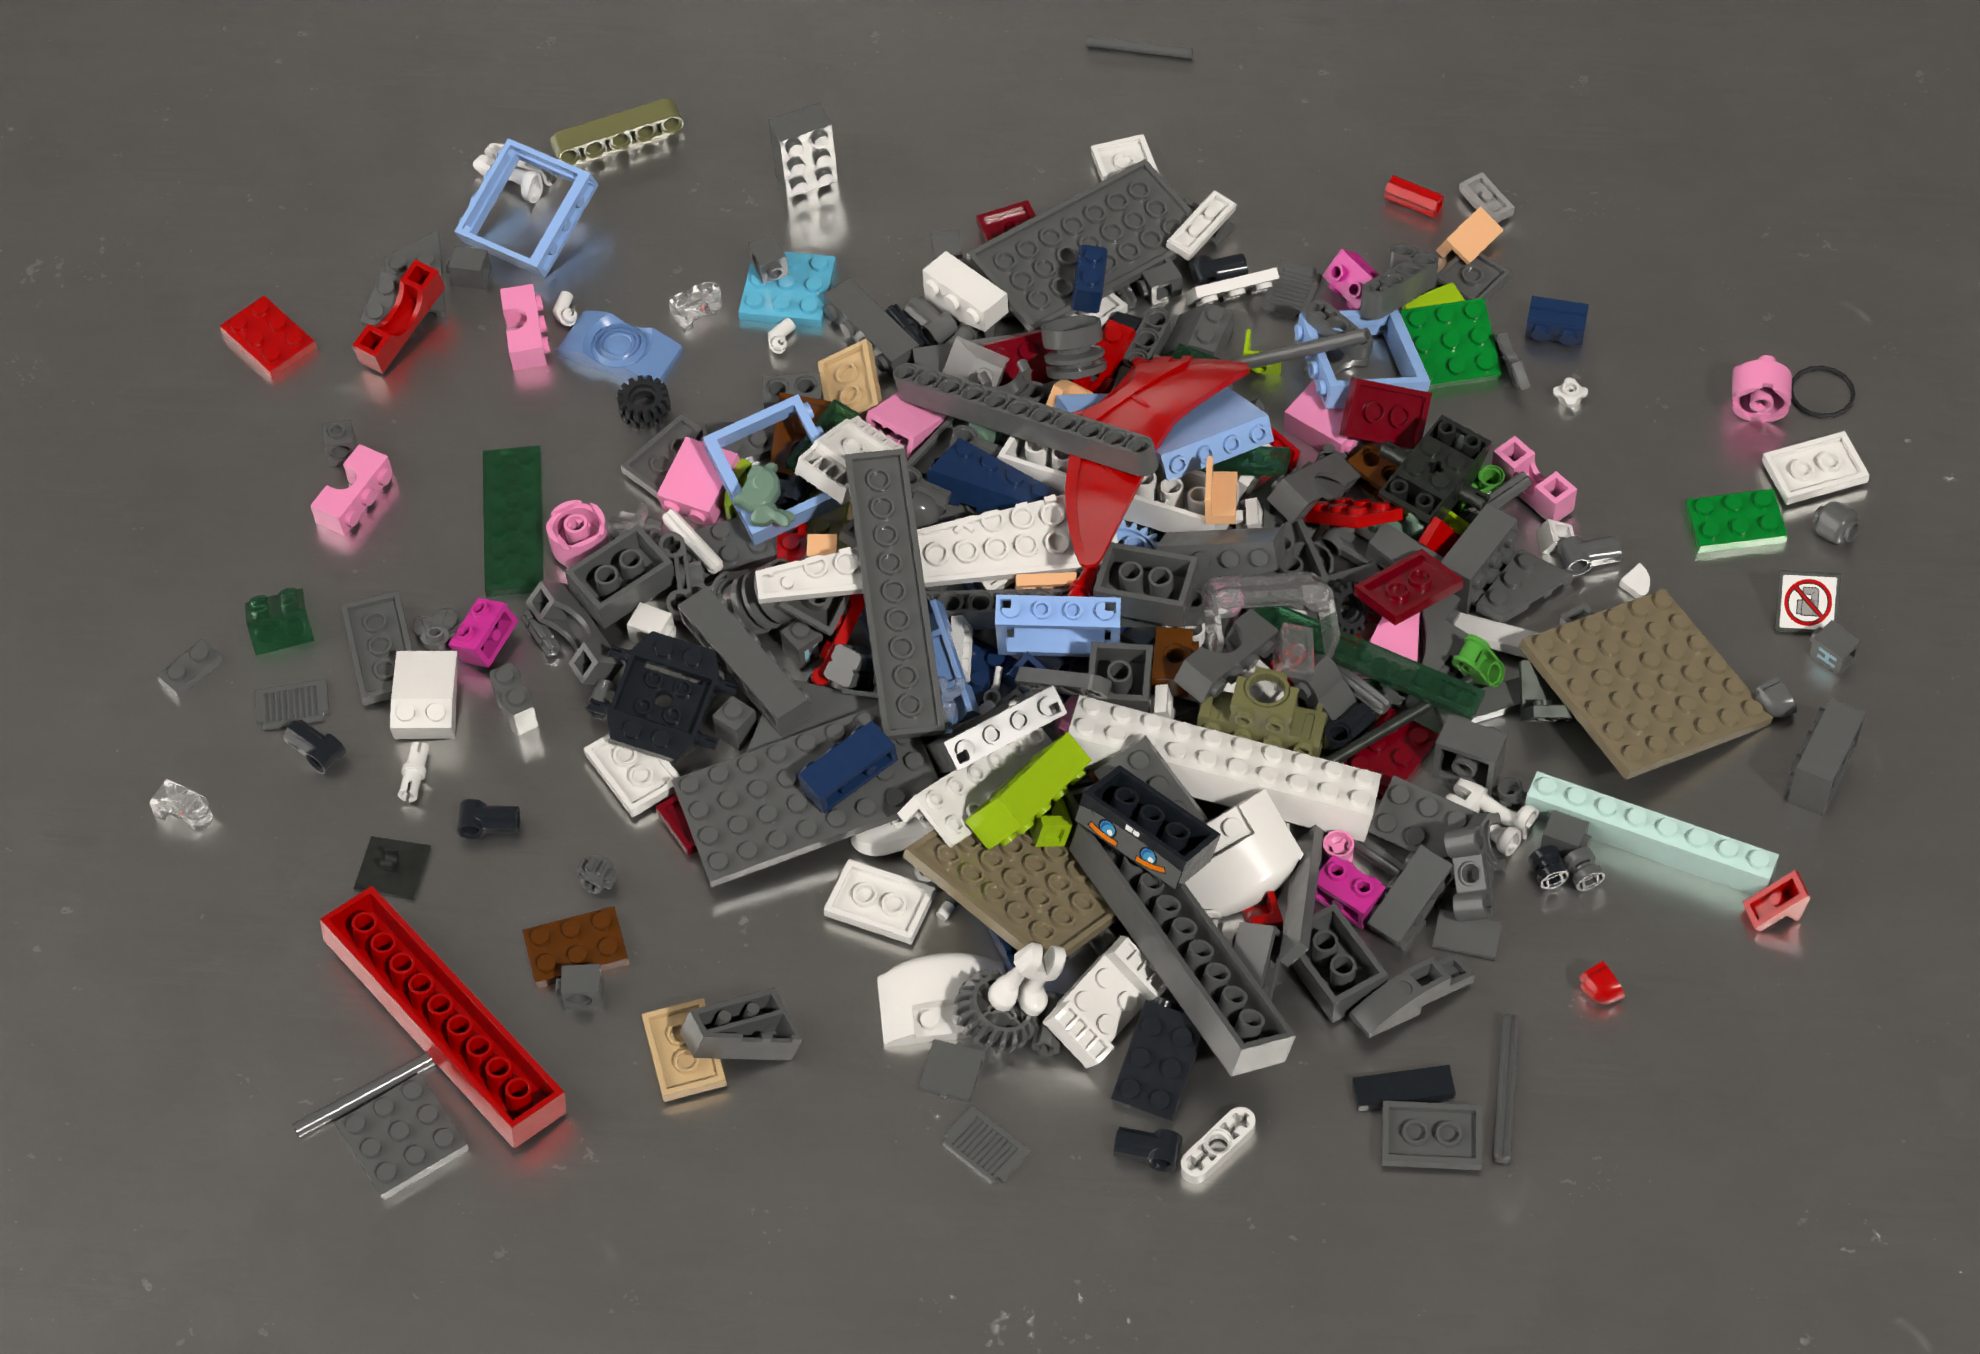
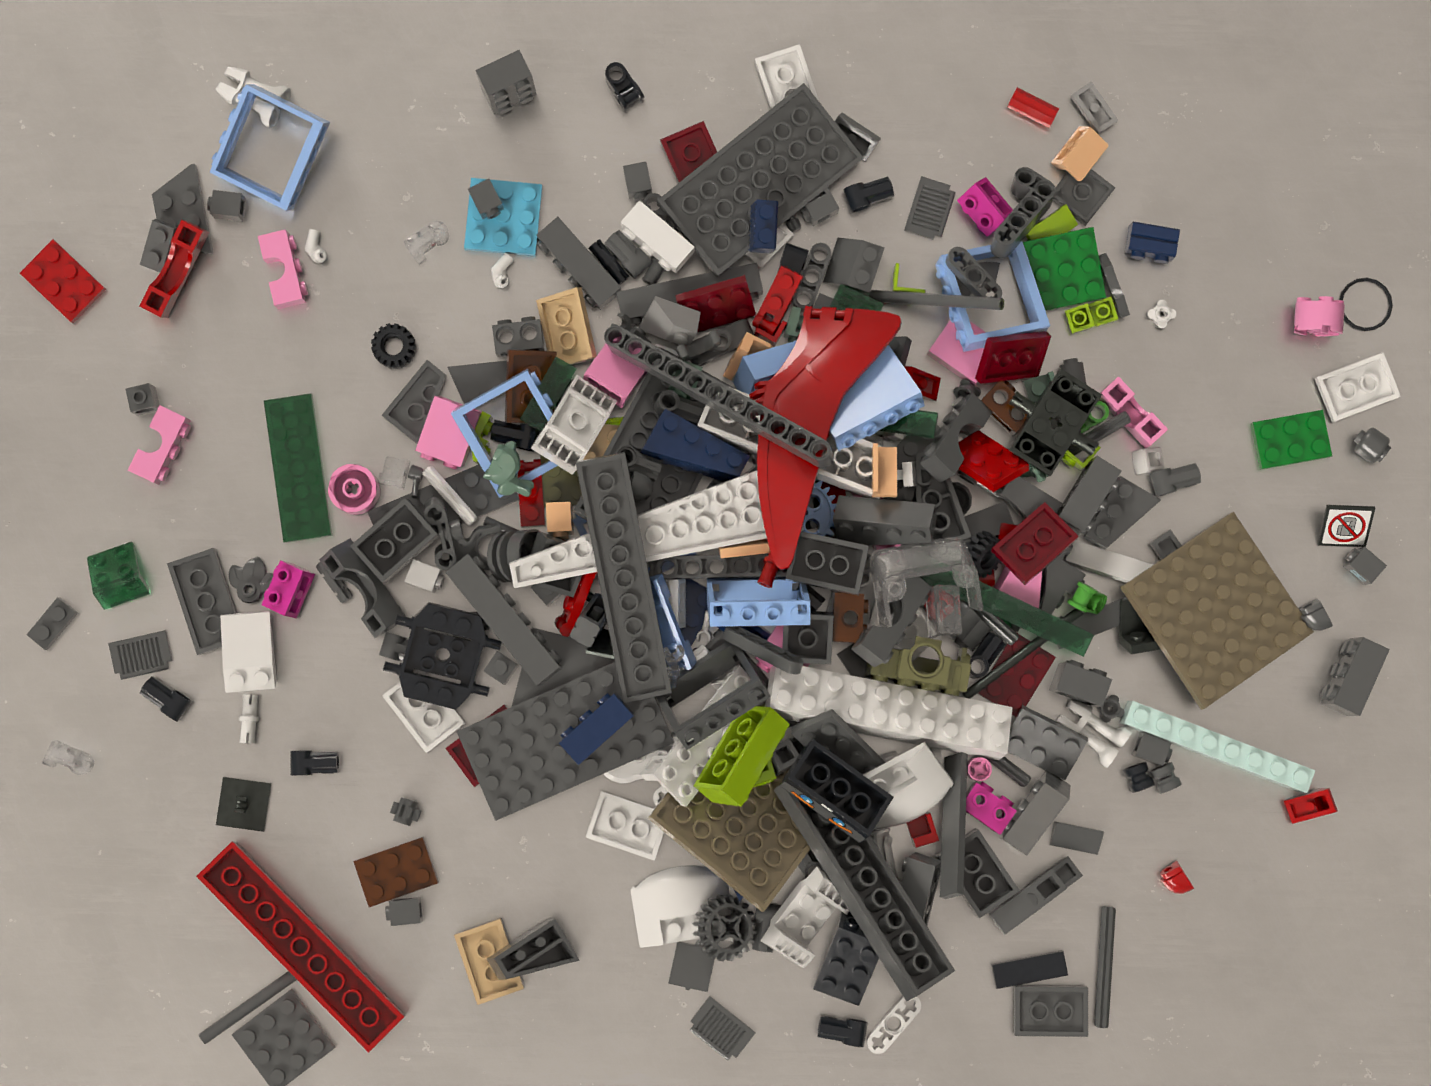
camera: 15 degrees left, 30 degrees up
(514, 698) = (323, 656): dark grey brick -> none
(617, 132) = (338, 49): olive beam -> none
(618, 347) = (366, 286): medium blue slope -> none
(937, 167) = (624, 89): none -> black piece
(1030, 991) = (750, 918): white piece -> none
(1073, 347) = (754, 309): dark grey wheel -> none
(1162, 702) = (840, 655): white plate -> none
(1201, 225) = (854, 153): white tile -> none
(1233, 287) = (882, 218): white plate -> none
(1439, 537) = (1060, 482): red tile -> none
(1468, 849) = (1083, 793): dark grey piece -> none
(1490, 393) = (1091, 315): none -> lime slope
(1636, 582) = (1211, 503): white tile -> none

